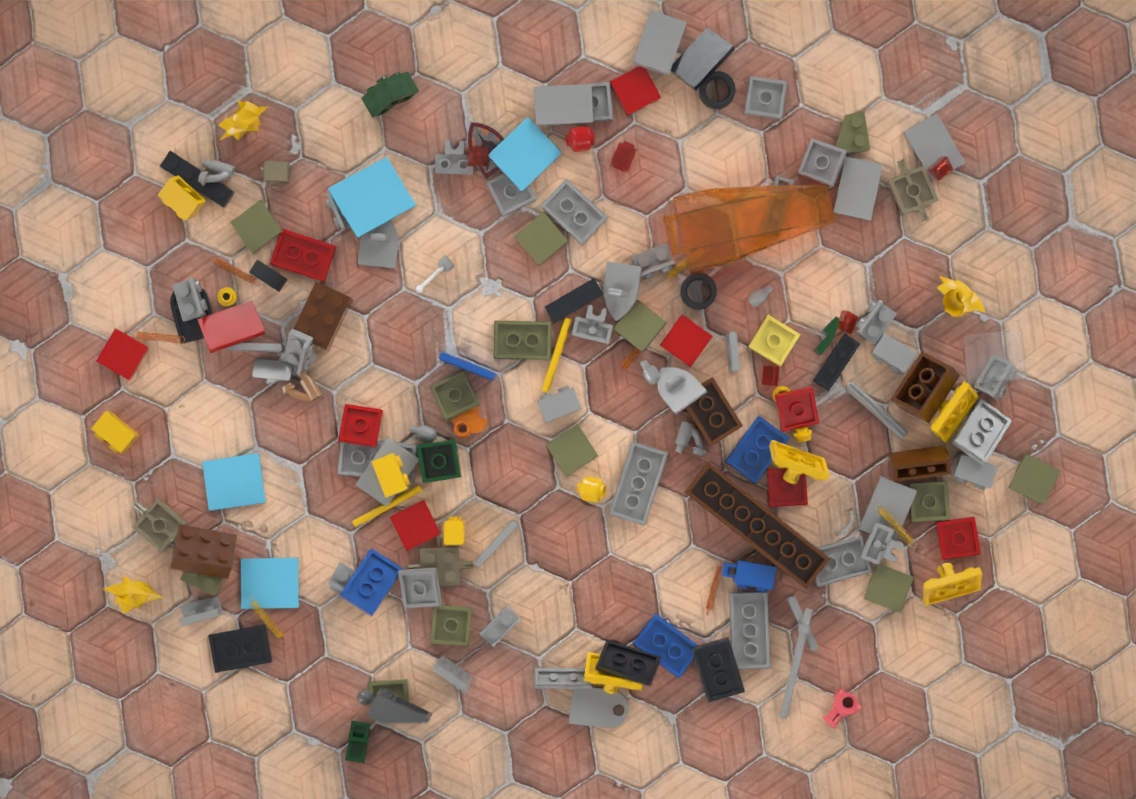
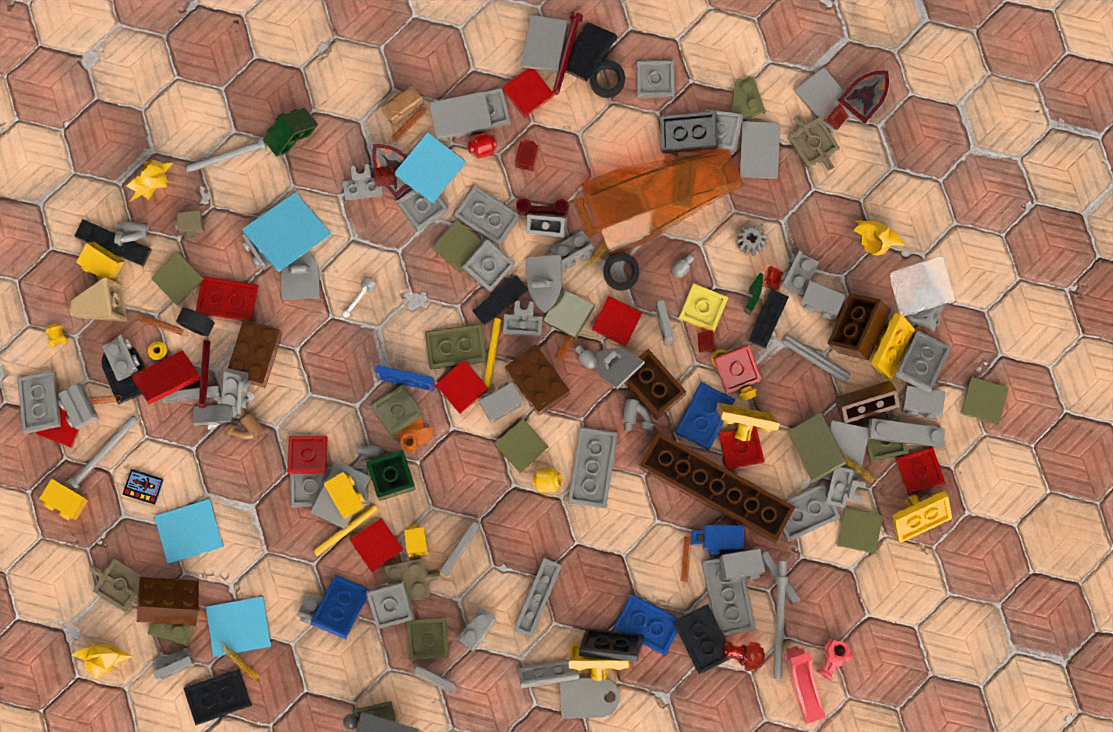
camera: 10 degrees left, 10 degrees down
(103, 330) = (39, 402): none -> light grey tile
(128, 265) = (55, 335): none -> yellow brick
(128, 416) = (102, 453): none -> light grey bar
(140, 342) = (78, 406): none -> light grey brick
(177, 239) = (100, 302): none -> tan slope
(195, 431) = (143, 486): none -> piece
(270, 330) = (204, 374): none -> dark red bar
(323, 107) = (227, 155): none -> light grey bar
(506, 84) = (402, 105): none -> medium nougat brick
(511, 104) = (400, 131): none -> orange piece
(523, 382) = (462, 386): none -> red tile
(564, 603) = (537, 598): none -> light grey plate
(567, 263) = (488, 265): none -> light grey tile
(597, 388) = (537, 380): none -> reddish brown brick
(613, 210) = (560, 207): none -> dark red bar
(632, 232) = (546, 224): none -> light grey brick
(695, 21) = (576, 17): none -> dark red bar
(755, 692) = (743, 654): none -> clear red connector
(768, 605) = (741, 565): none -> light grey brick
(790, 159) = (689, 132): none -> tile
(808, 731) = (803, 684): none -> coral arch
(837, 275) = (746, 244): none -> light grey gear
(862, 500) = (817, 447): none -> olive tile
(951, 500) = (906, 433): none -> light grey plate
(975, 150) = (866, 94): none -> shield

